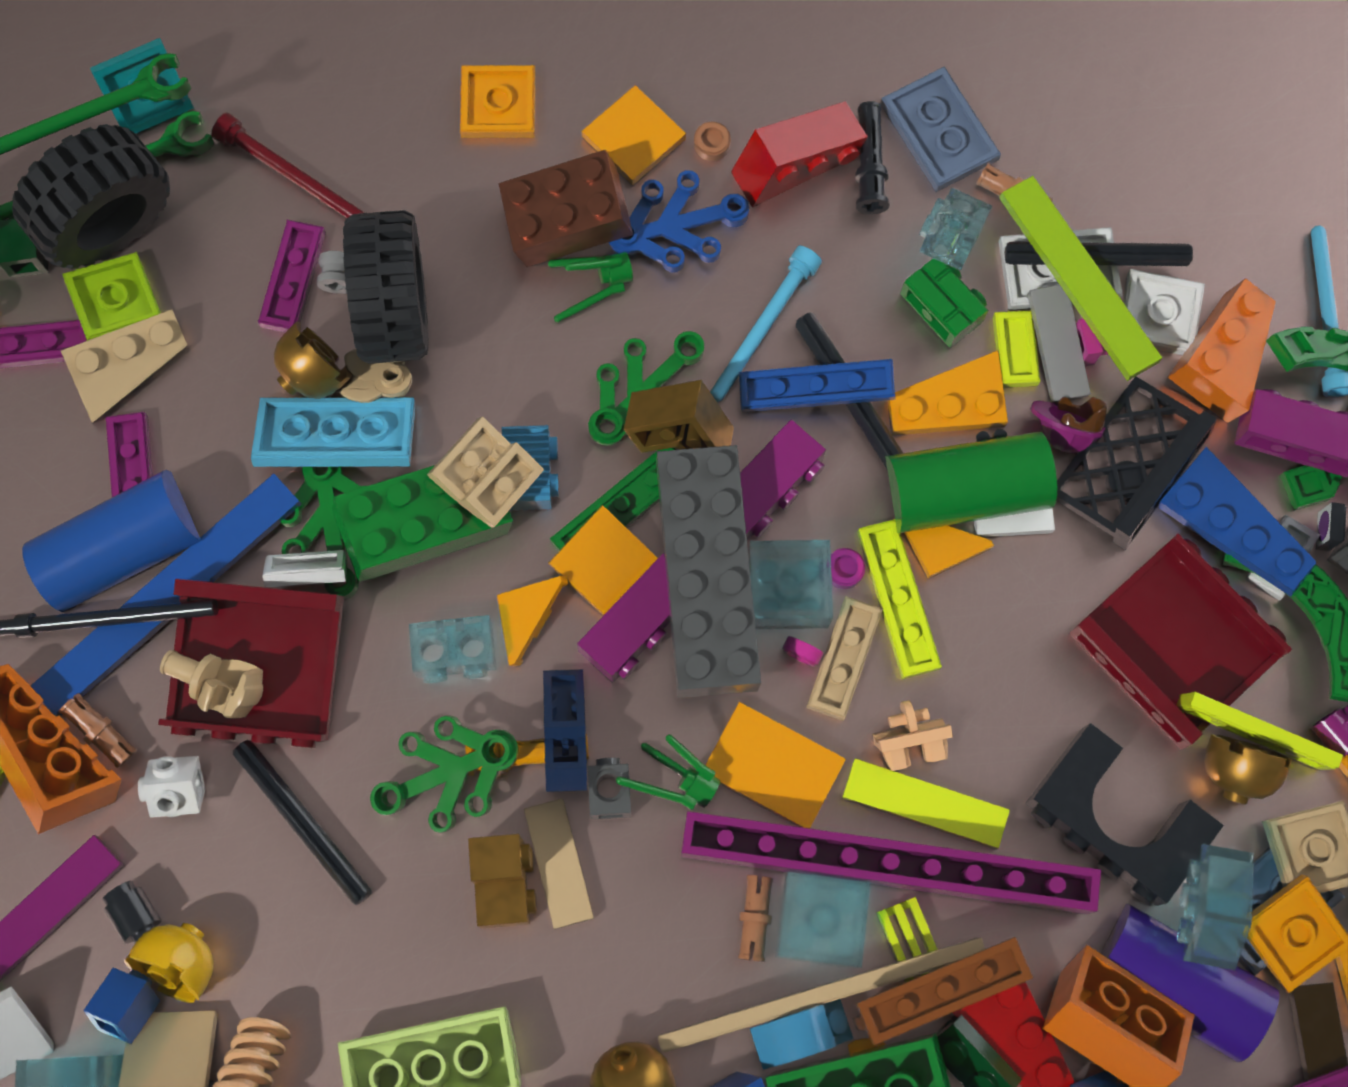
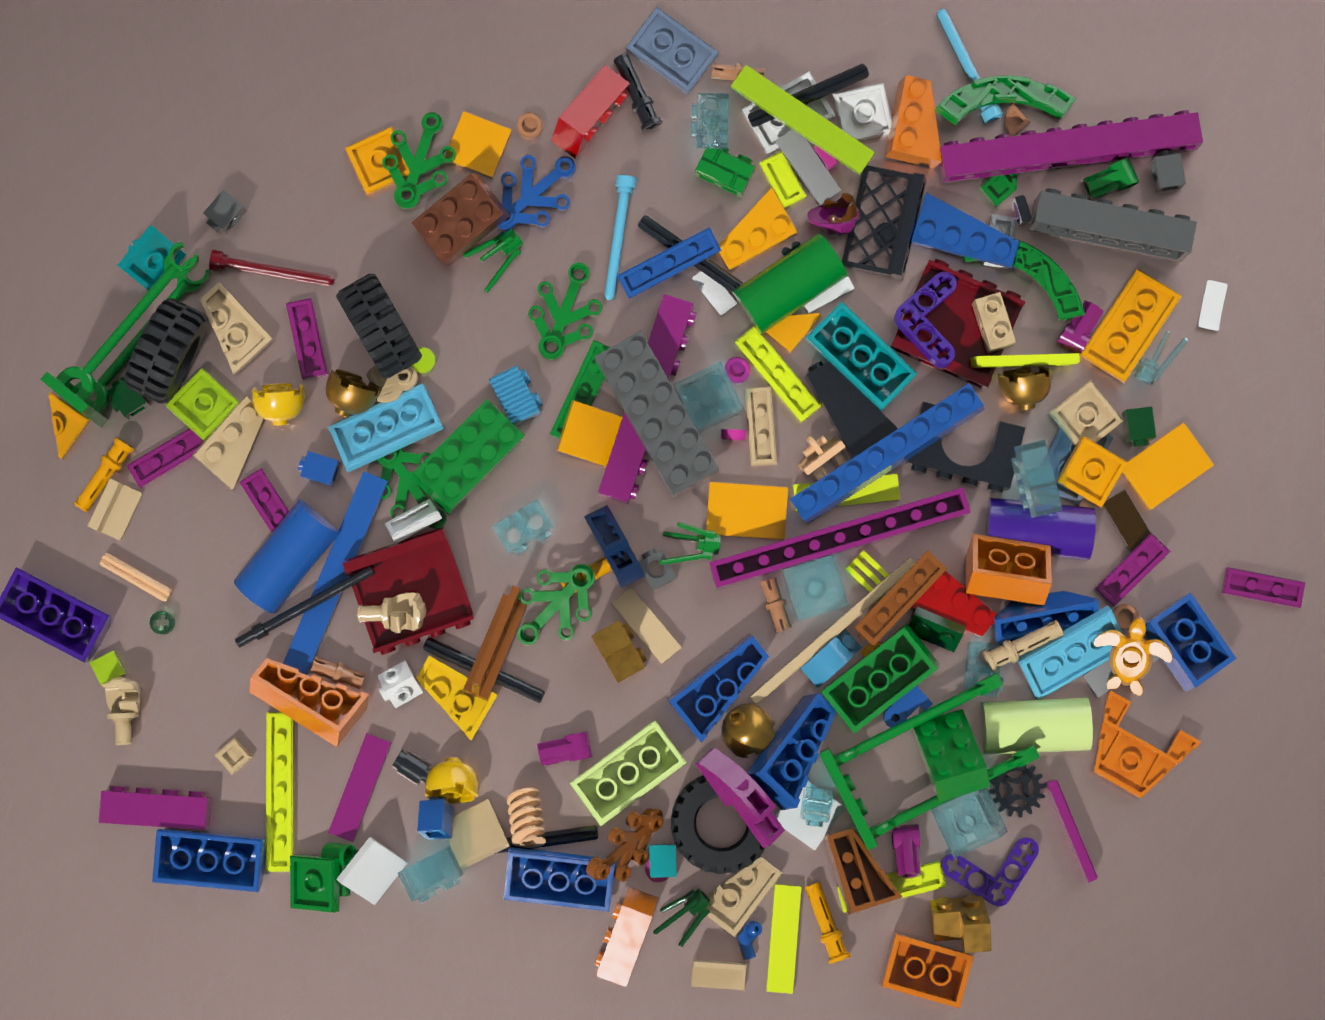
camera: 20 degrees left, 10 degrees up
(206, 221) = (235, 328): none -> tan wing
(209, 336) = (279, 402): none -> yellow cylinder
(219, 446) = (319, 468): none -> blue brick
(247, 840) = (447, 689): none -> yellow wing
(267, 75) = (224, 212): none -> dark grey brick
(332, 792) = (495, 645): none -> dark orange fence
(333, 272) = (335, 324): light grey wheel -> none
(367, 991) = (570, 748): none -> magenta piece
(429, 371) = (426, 362): none -> lime tile
(485, 472) = (495, 414): tan slope -> none
(525, 613) = (557, 486): light orange tile -> none
(545, 123) = (418, 165): none -> green plant
(613, 1000) = (717, 686): none -> blue wedge
(677, 417) = (595, 326): pearl gold brick -> none
(859, 454) = (714, 292): none -> white sticker
(978, 690) = (849, 411): none -> black slope
(1013, 772) = (888, 453): none -> blue brick
(1028, 623) = (861, 356): none -> teal brick
(1134, 601) = (919, 313): none -> dark purple beam
(1235, 658) = (993, 322): none -> tan brick

